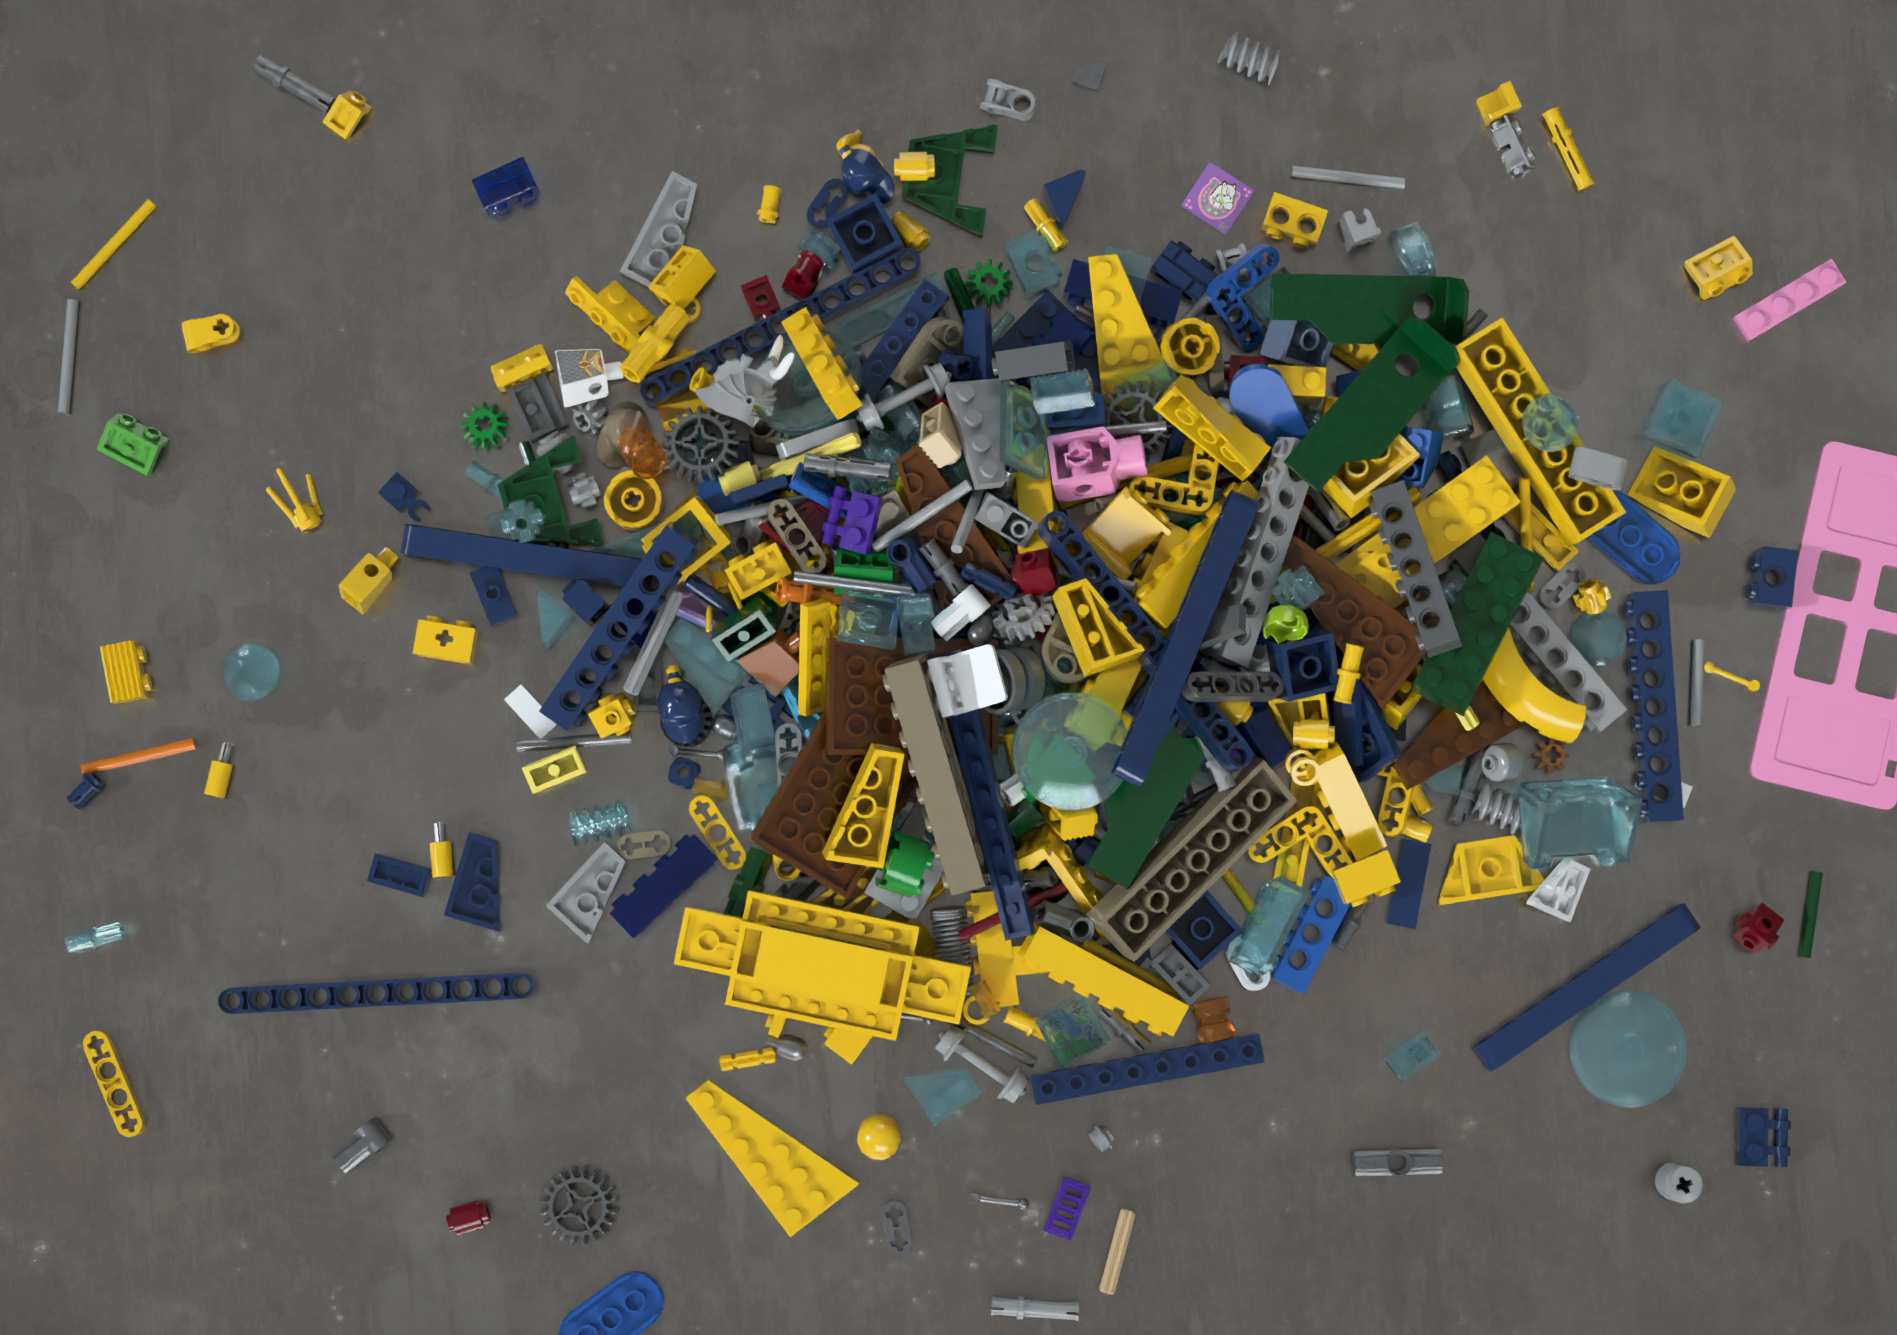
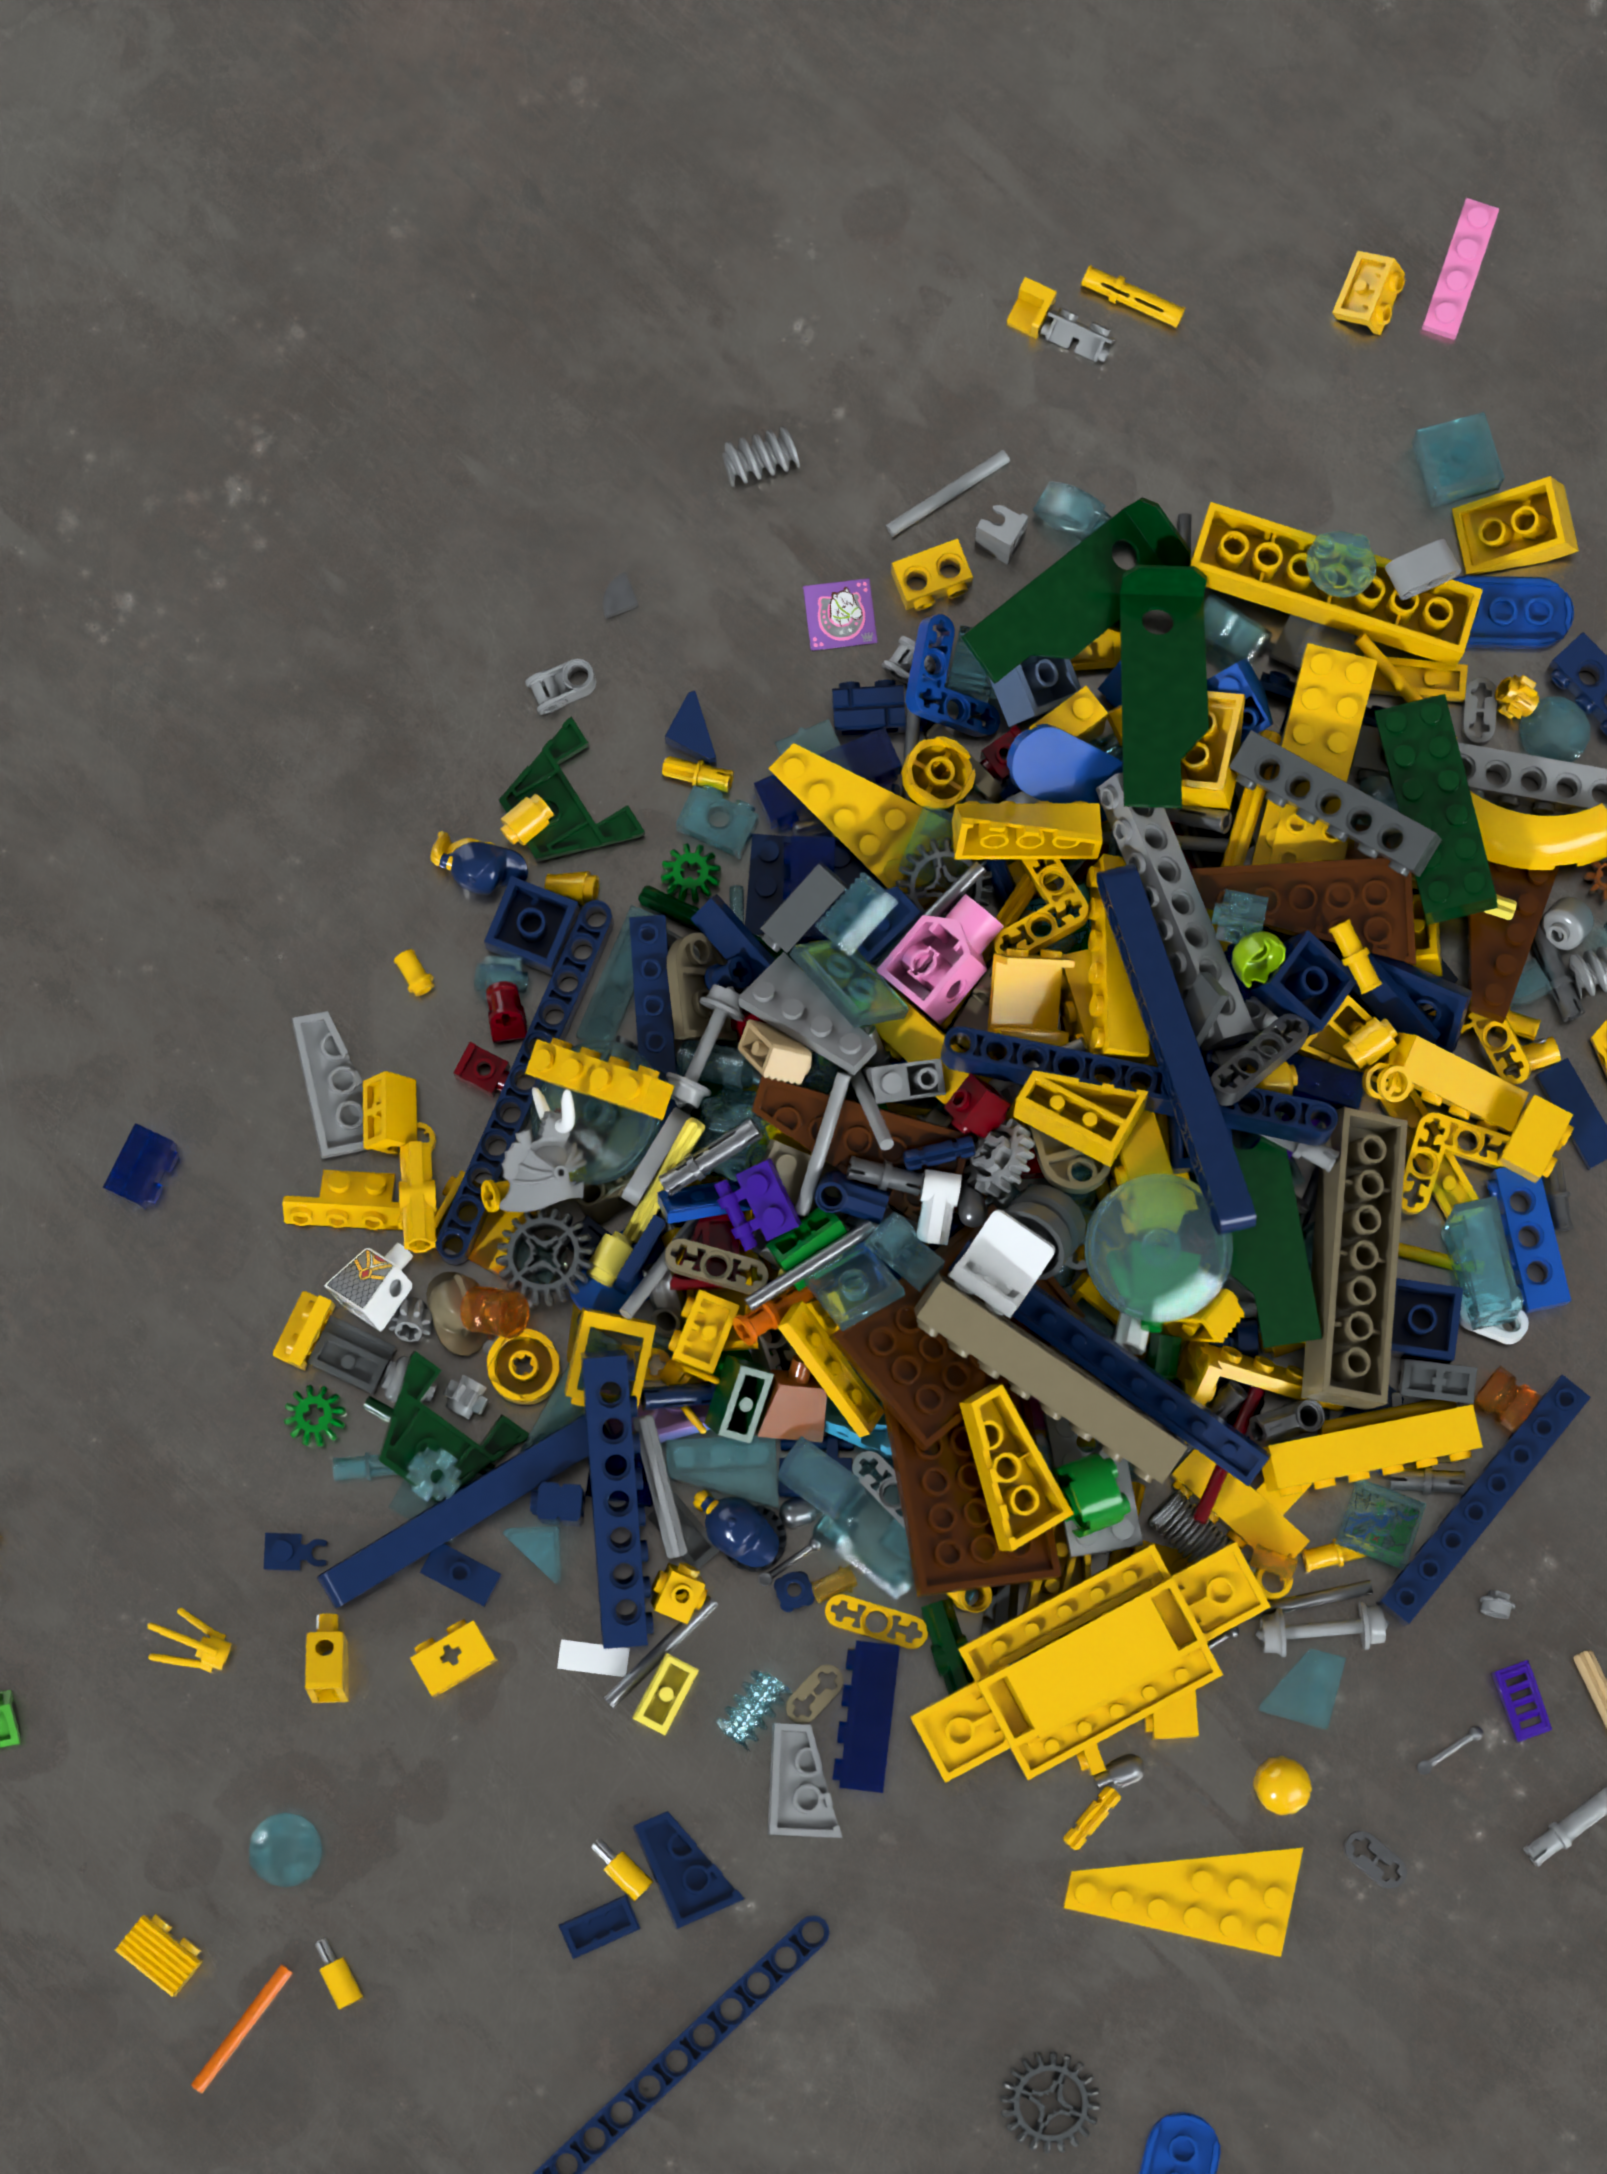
camera: 35 degrees left, 5 degrees down
(86, 789) = (217, 2104): dark blue pin -> none
(822, 199) = (460, 926): dark blue beam -> none

